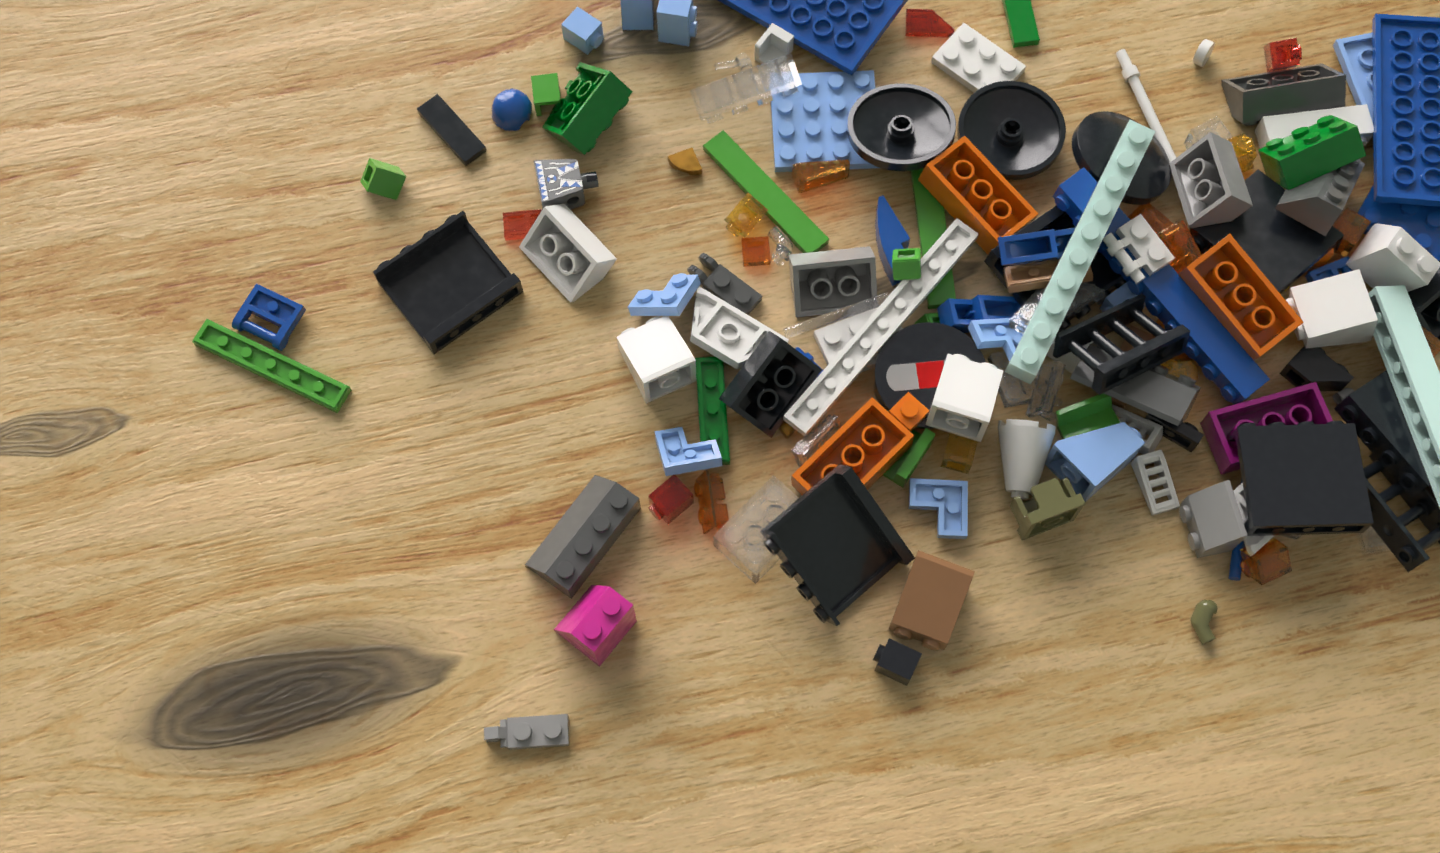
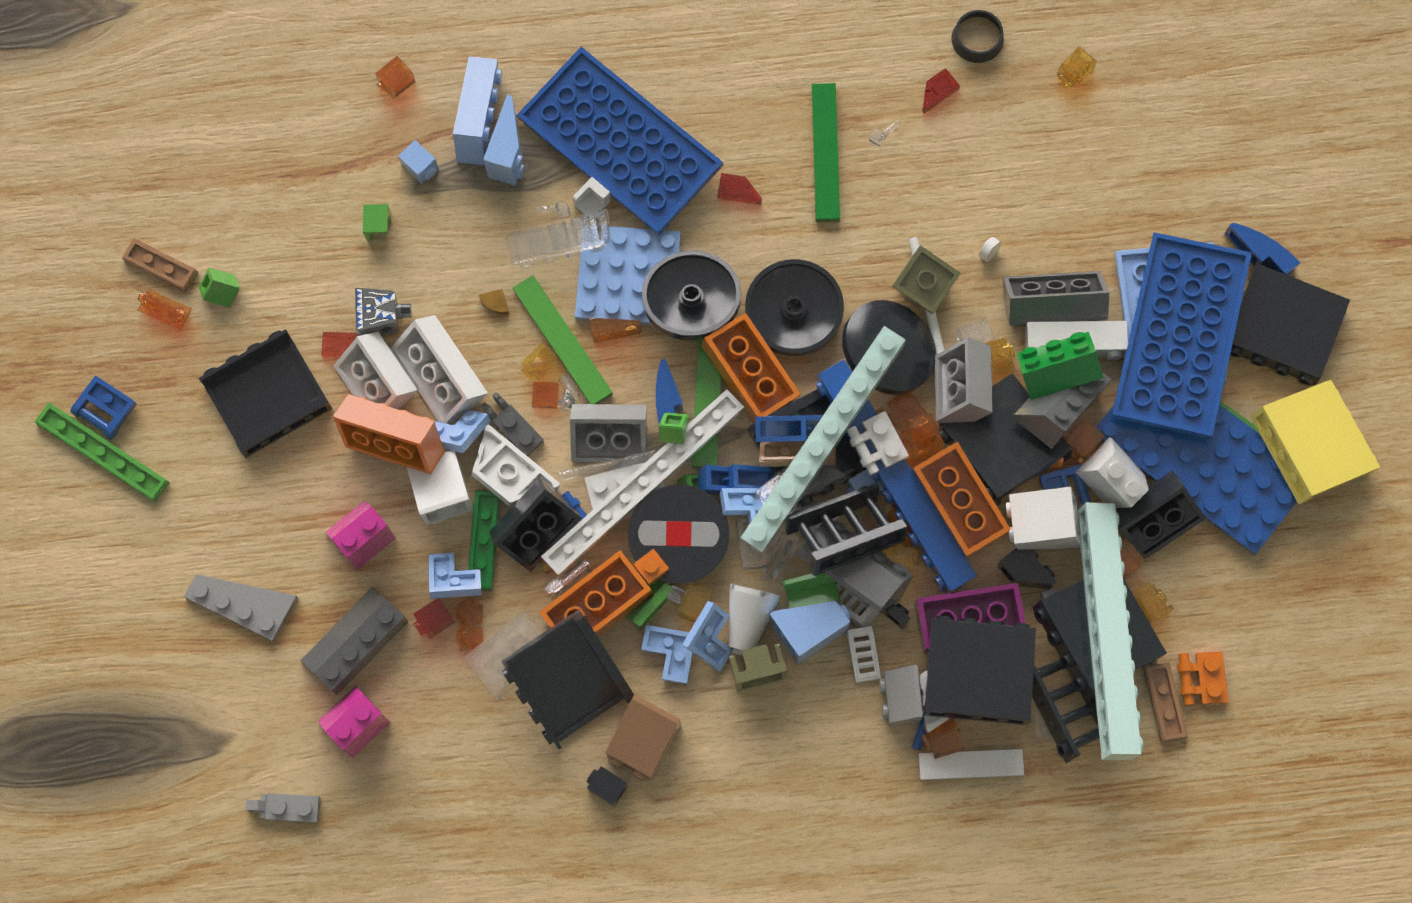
camera: 10 degrees right, 5 degrees up
(314, 164) = (159, 265): none -> medium nougat tile
(324, 208) = (163, 309): none -> clear orange hinge
(451, 130) = (287, 245): black tile -> none
(457, 512) = (246, 605): none -> light grey wing
(511, 109) = (343, 232): blue hair -> none
(577, 417) = (361, 534): none -> dark pink slope
(587, 108) = (410, 240): green wedge -> none
(595, 303) = (389, 434): none -> orange brick
(636, 236) = (438, 369): none -> white slope
(938, 441) = (674, 594): none -> clear hand
(965, 397) = (700, 559): white slope -> none
(976, 60) = (778, 232): white plate -> none
(980, 484) = (703, 637): none -> light blue plate
(1146, 87) = (925, 280): none -> olive panel
(1201, 618) = (878, 781): olive arm -> none
(1282, 54) = (1060, 262): clear red brick -> none
(1300, 588) = (972, 764): none -> white tile

